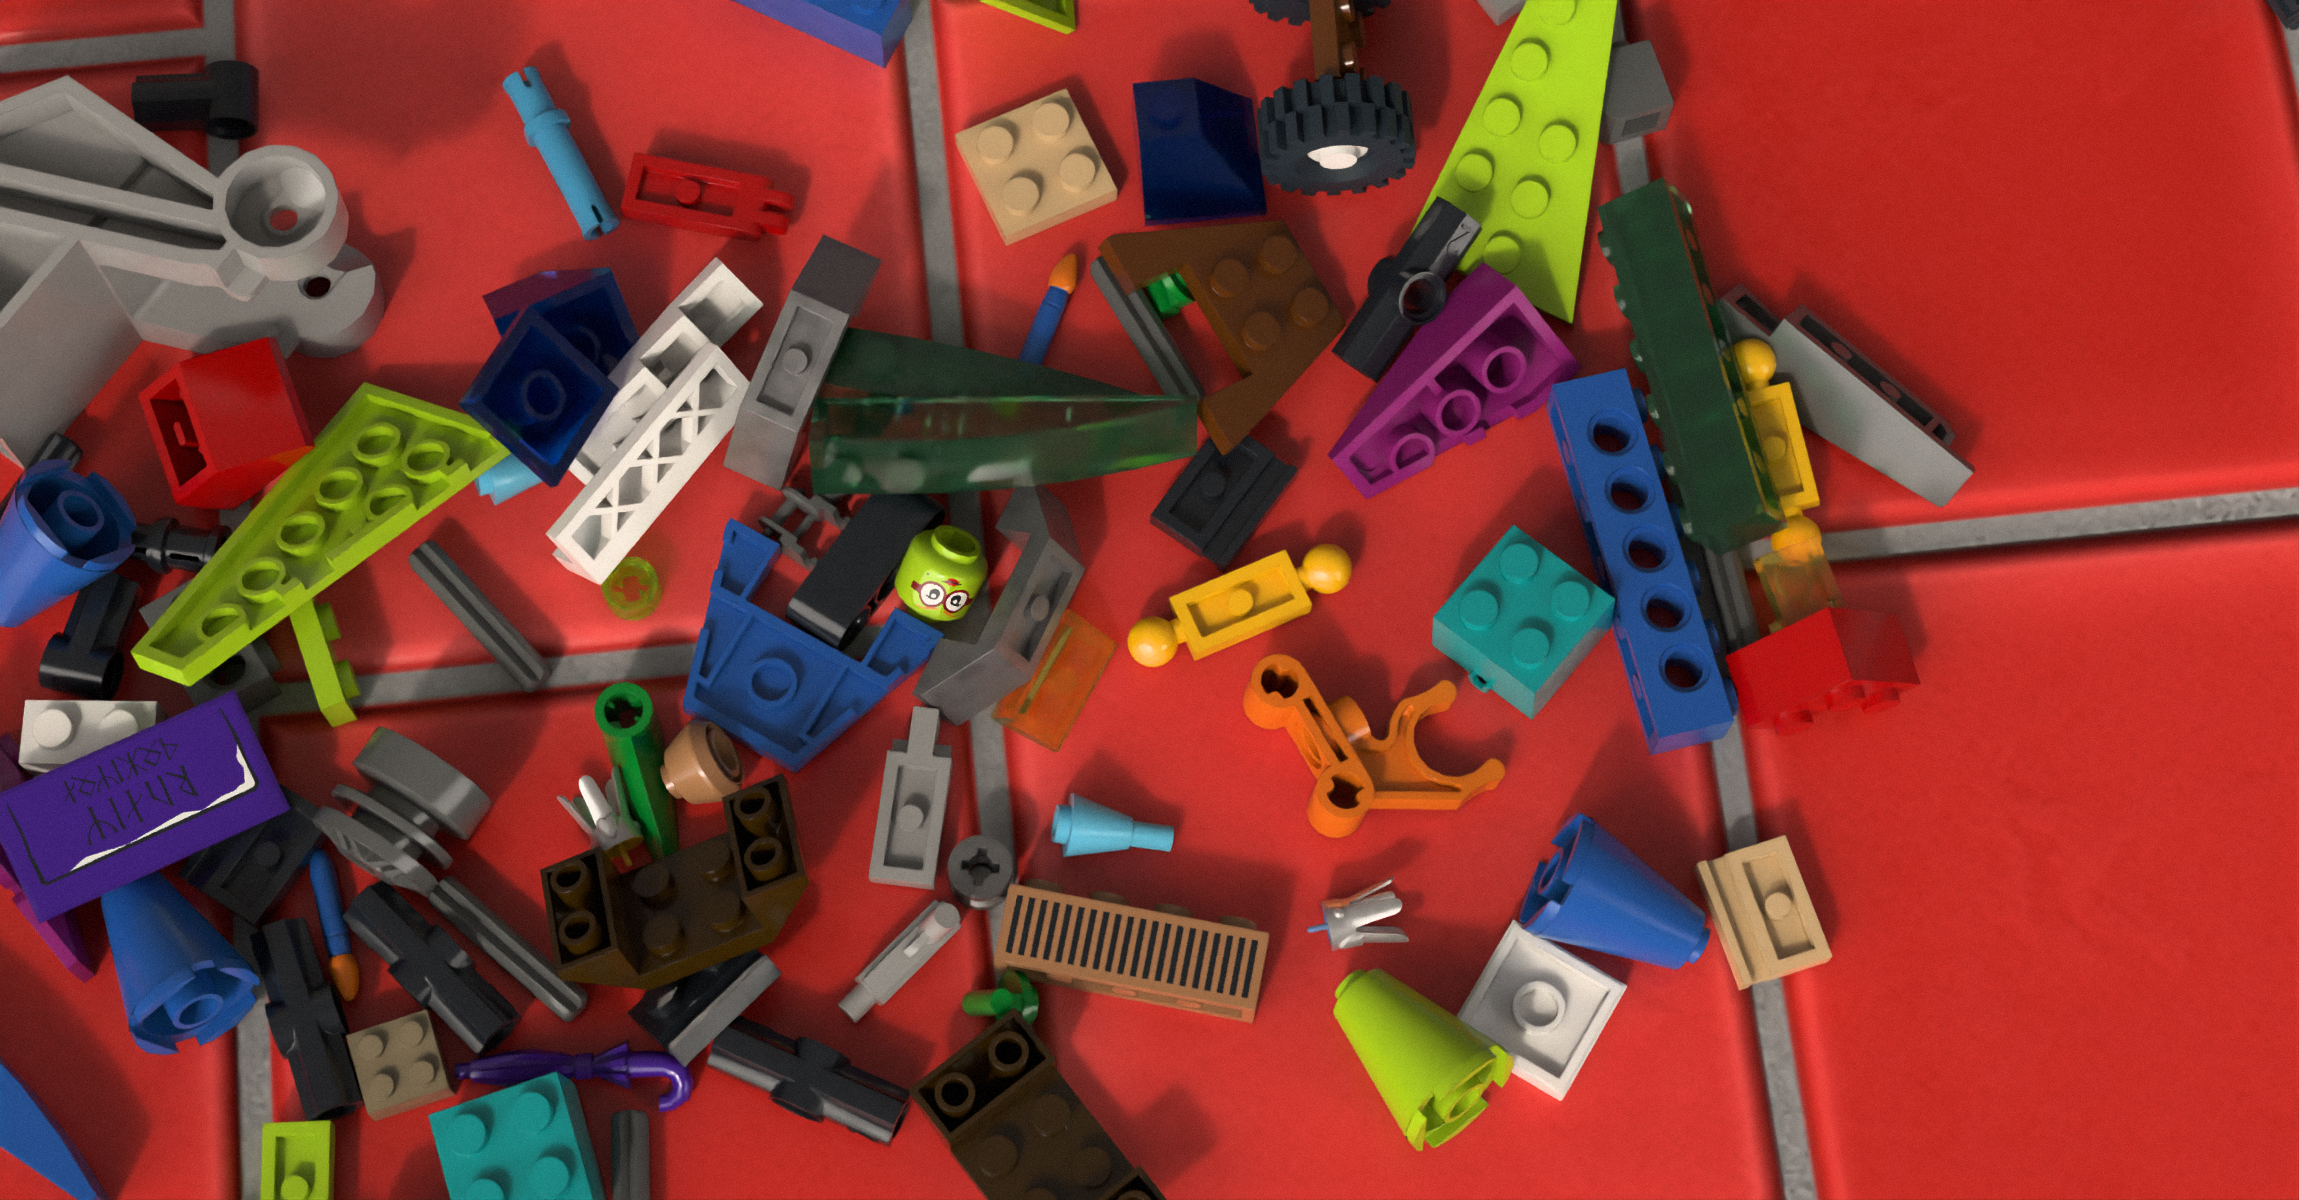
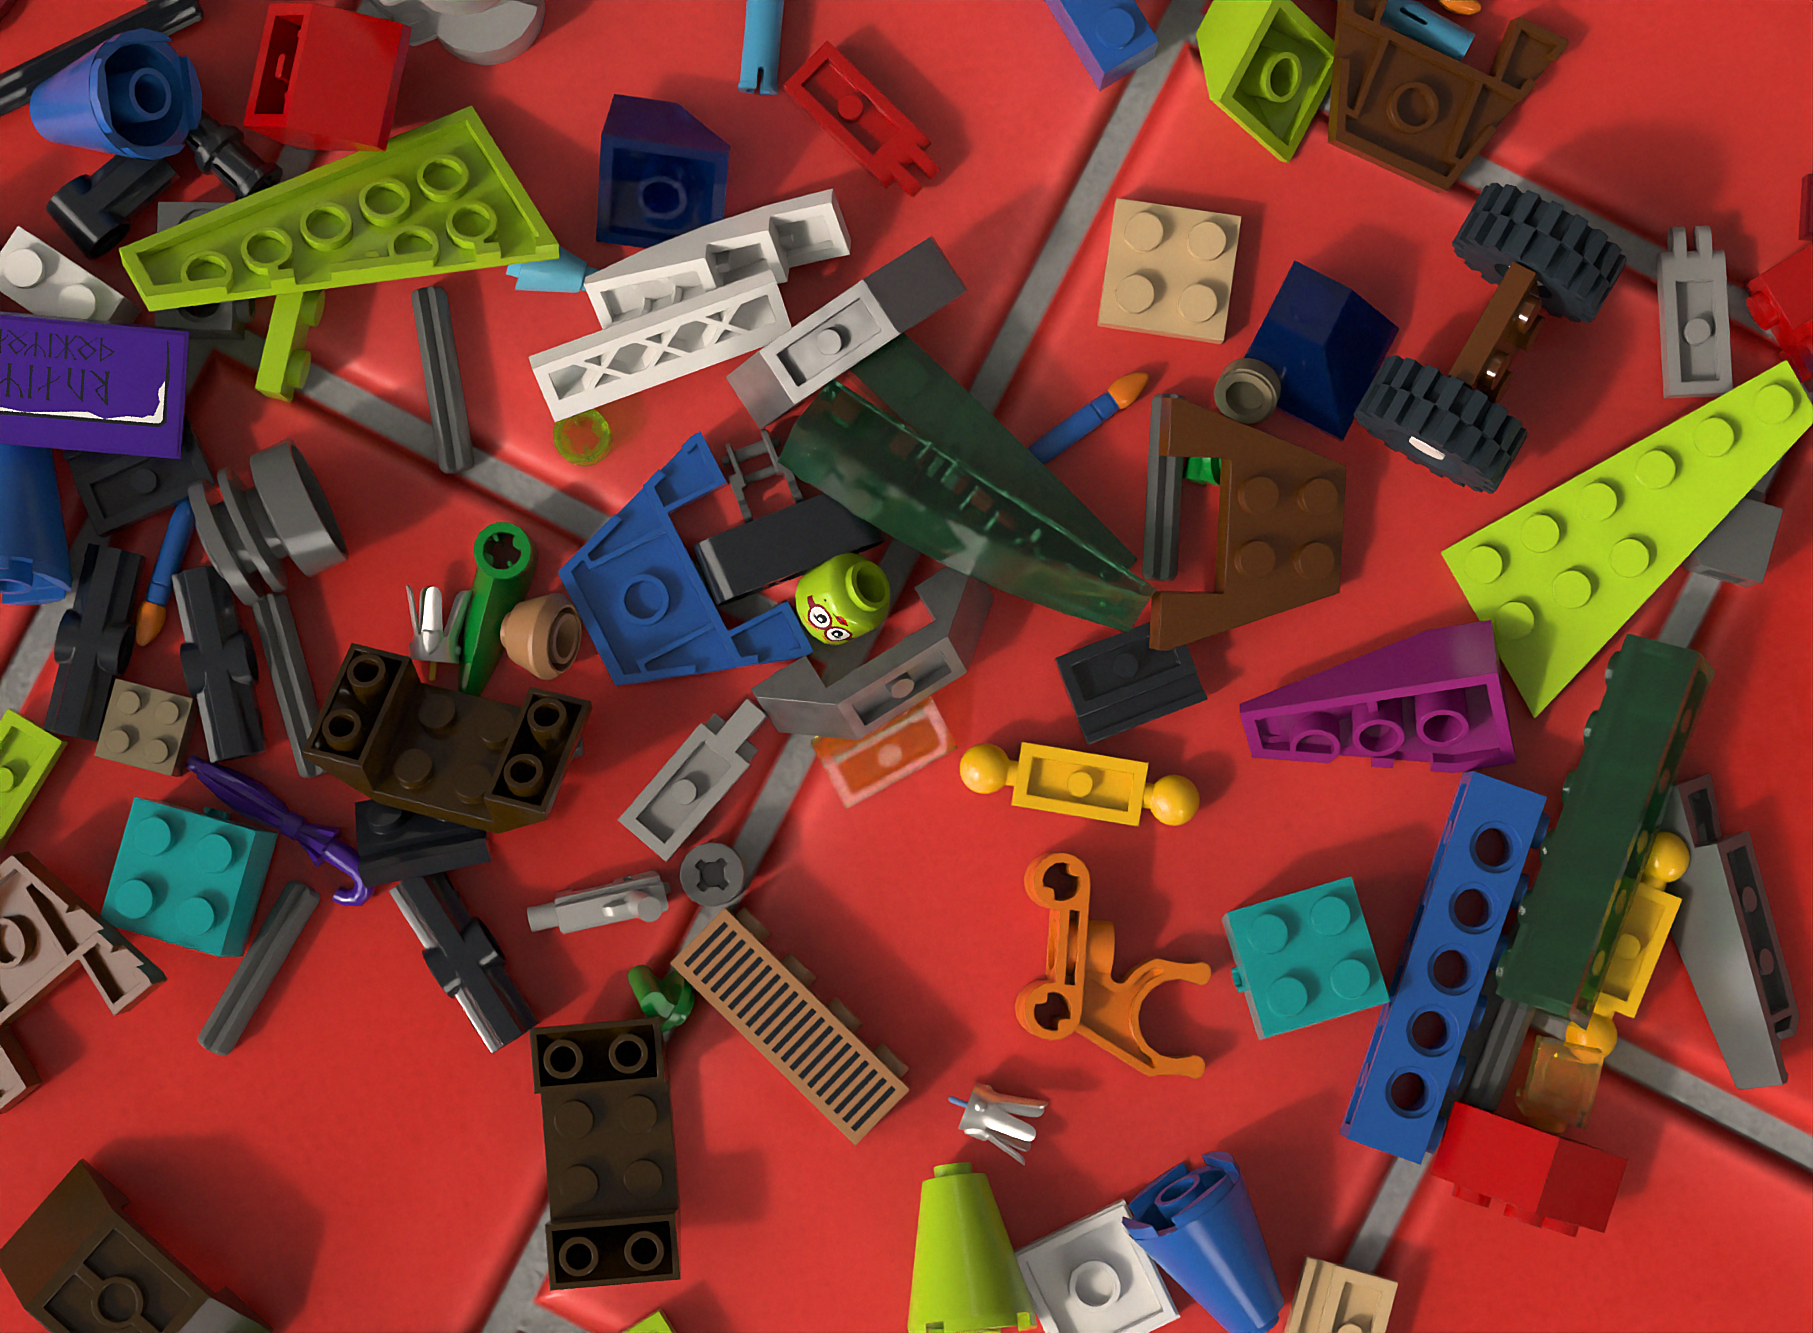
camera: 35 degrees right, 15 degrees up
(539, 396) = (591, 236): clear blue slope -> none
(1093, 828) = (829, 896): medium azure cone -> none
(1163, 208) = (1247, 391): none -> dark tan tile
(1423, 264) = (1408, 601): black piece -> none

